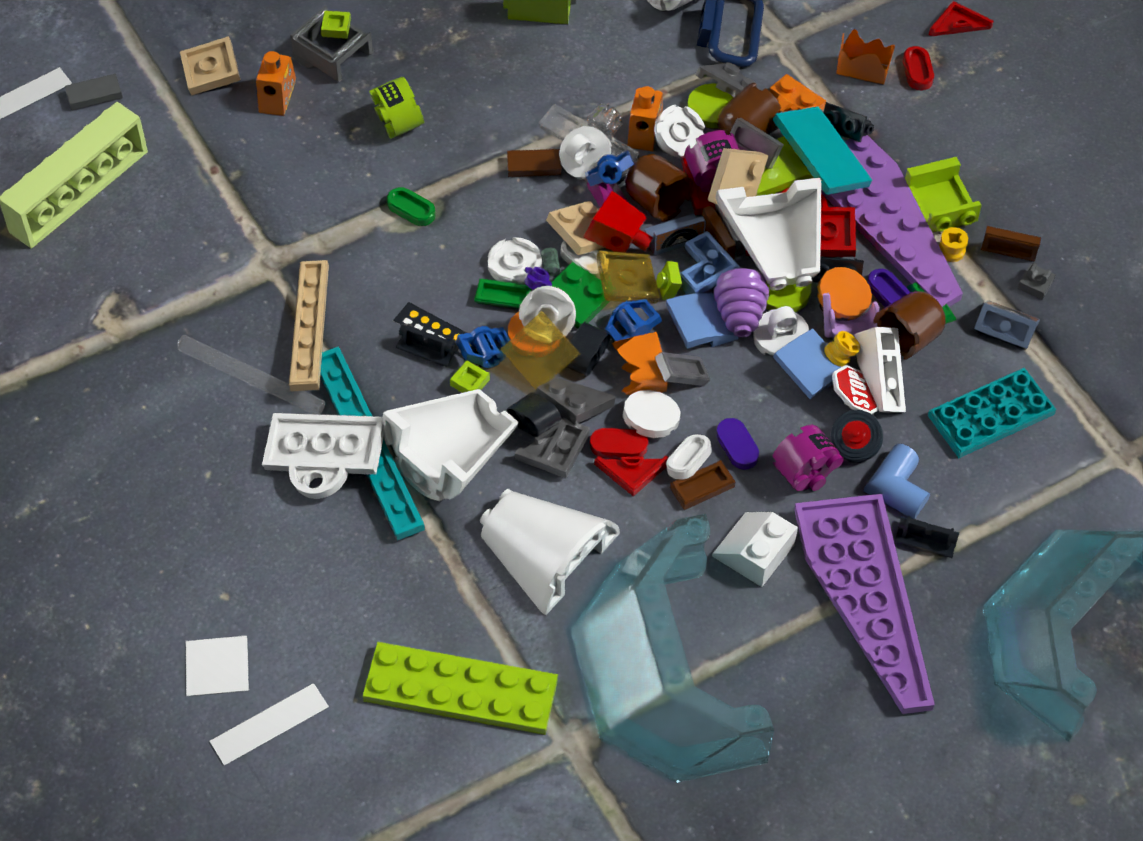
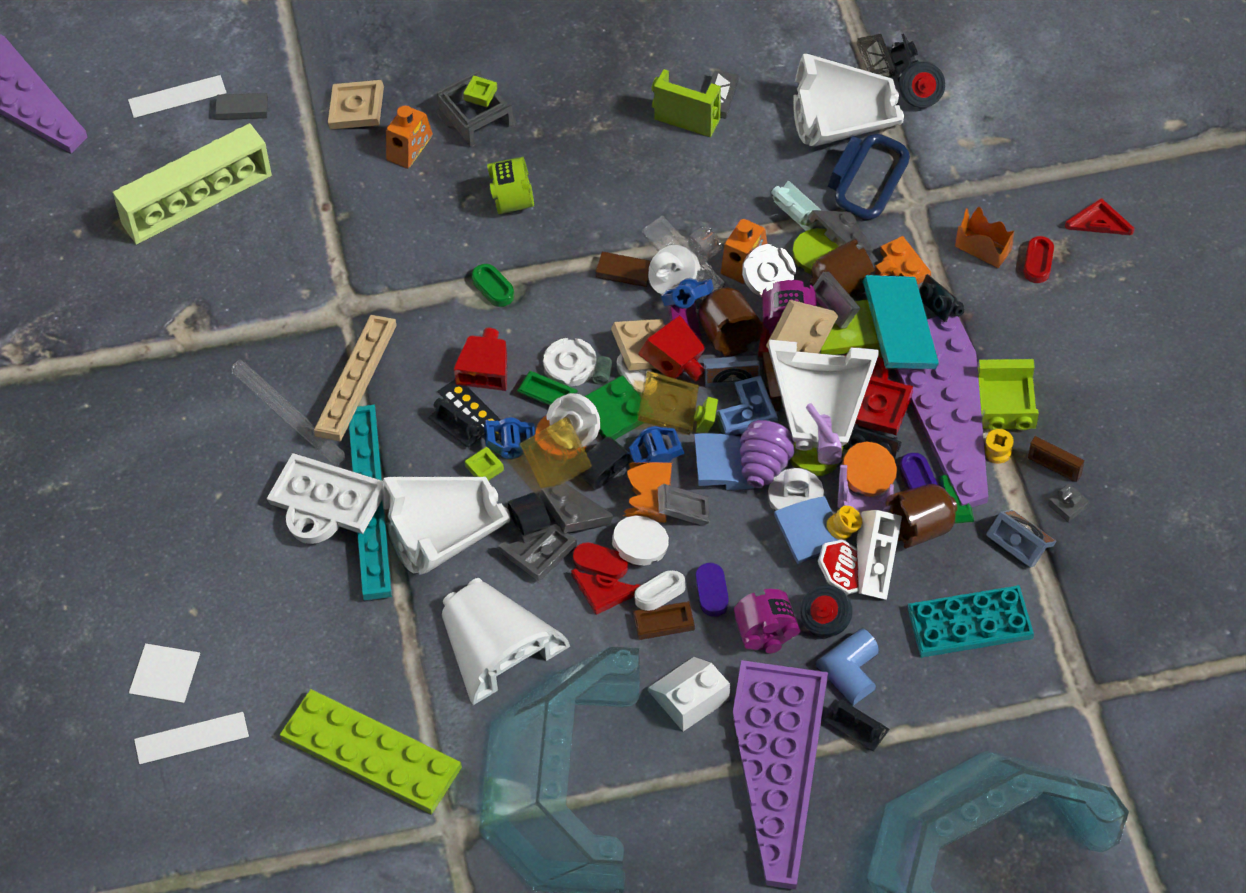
camera: 20 degrees right, 0 degrees up
(432, 280) = (483, 362): none -> red torso
(536, 277) = (582, 383): dark purple plate -> none
(676, 67) = (795, 204): none -> light aqua hinge
(804, 275) = (829, 445): none -> lavender helmet

